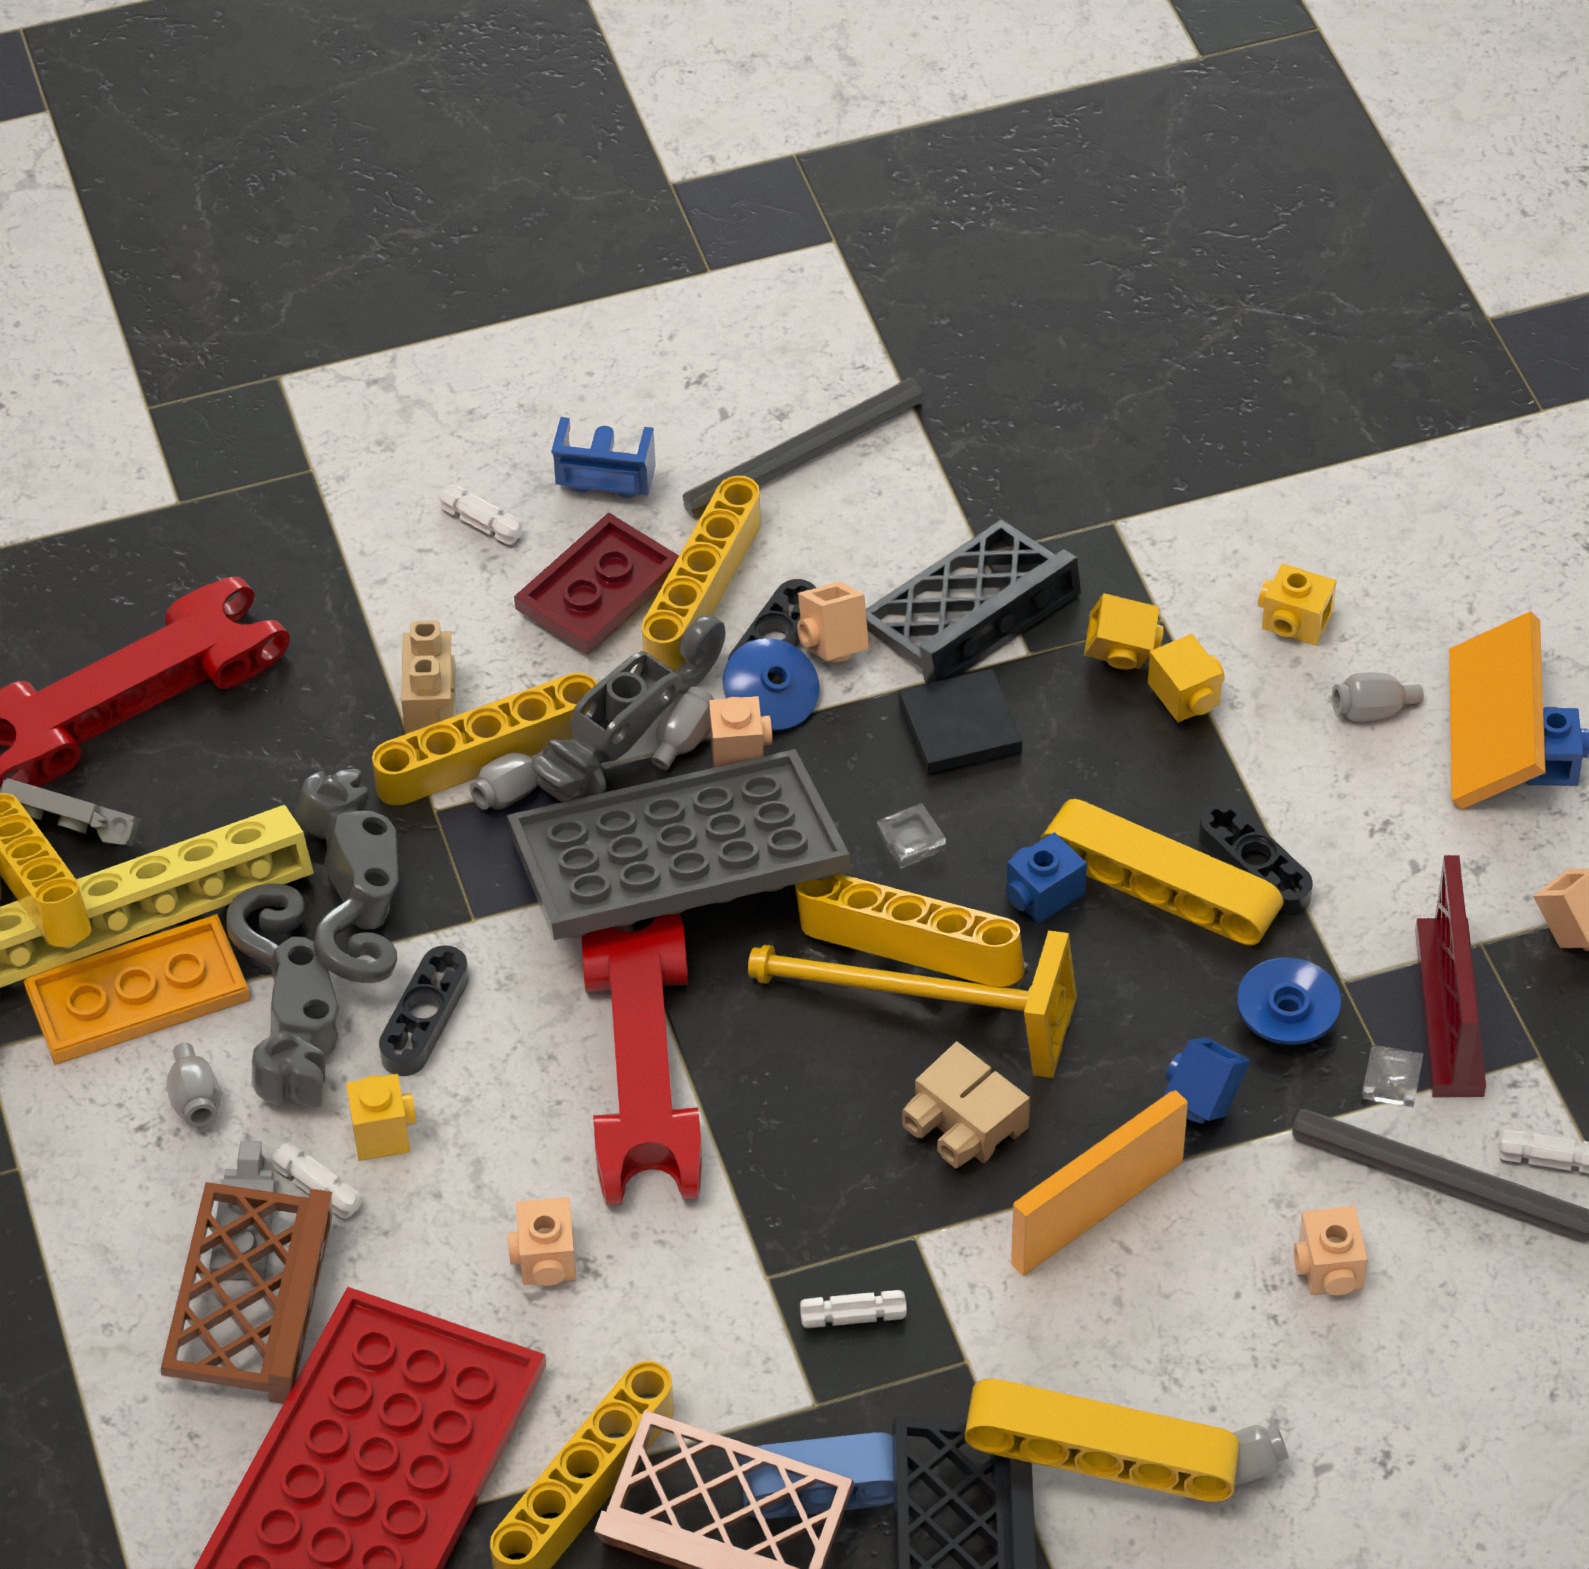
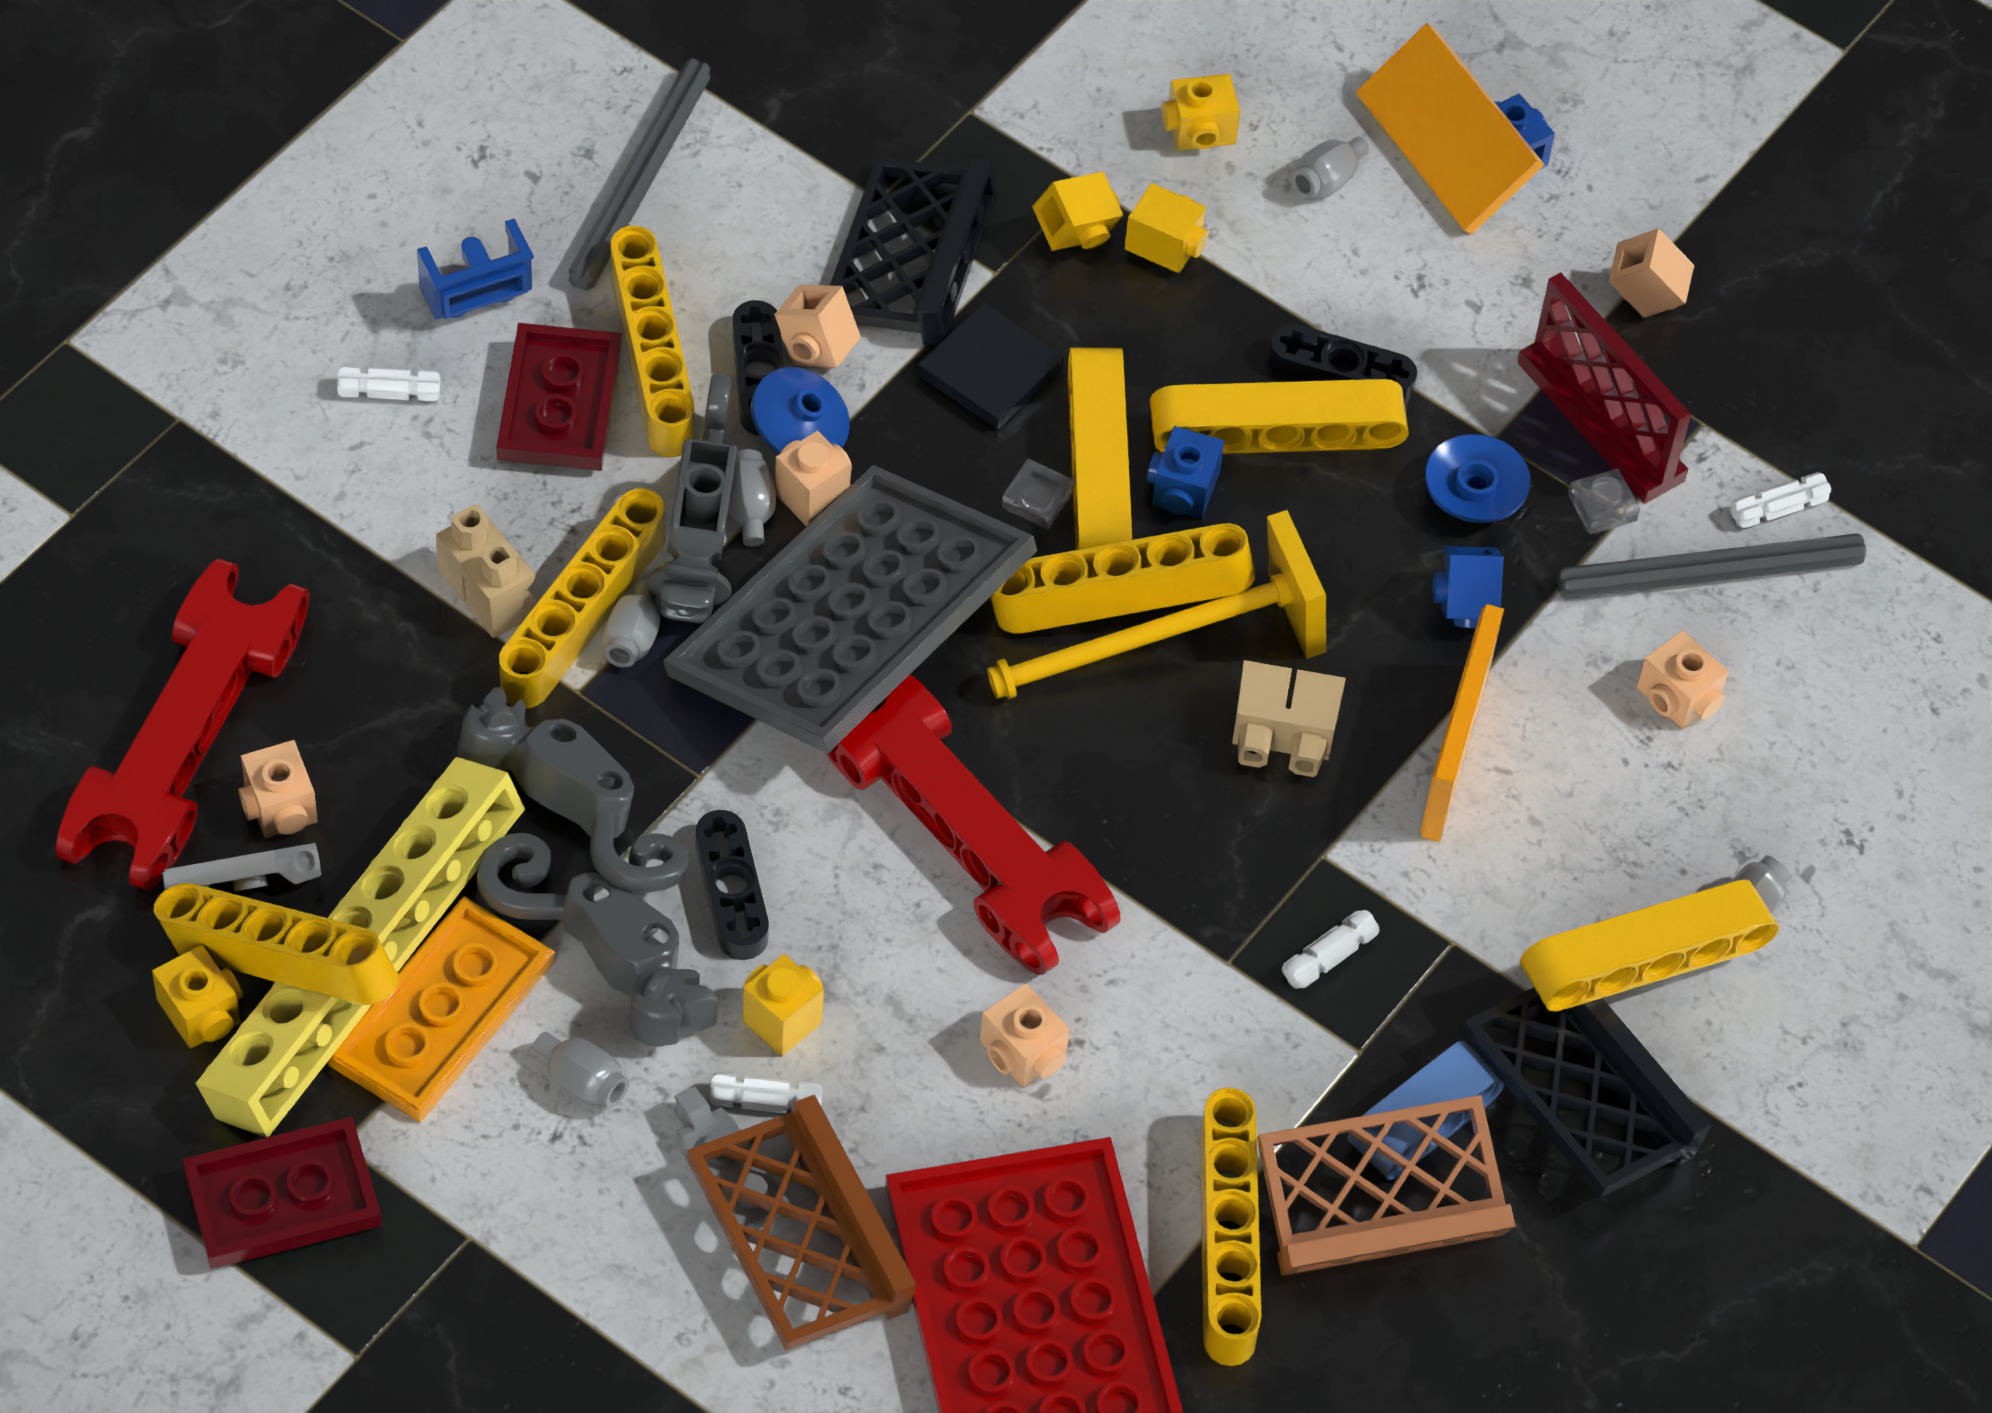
camera: 40 degrees left, 5 degrees up
(146, 766) = (277, 790): none -> light nougat brick
(990, 822) = (1099, 447): none -> yellow beam

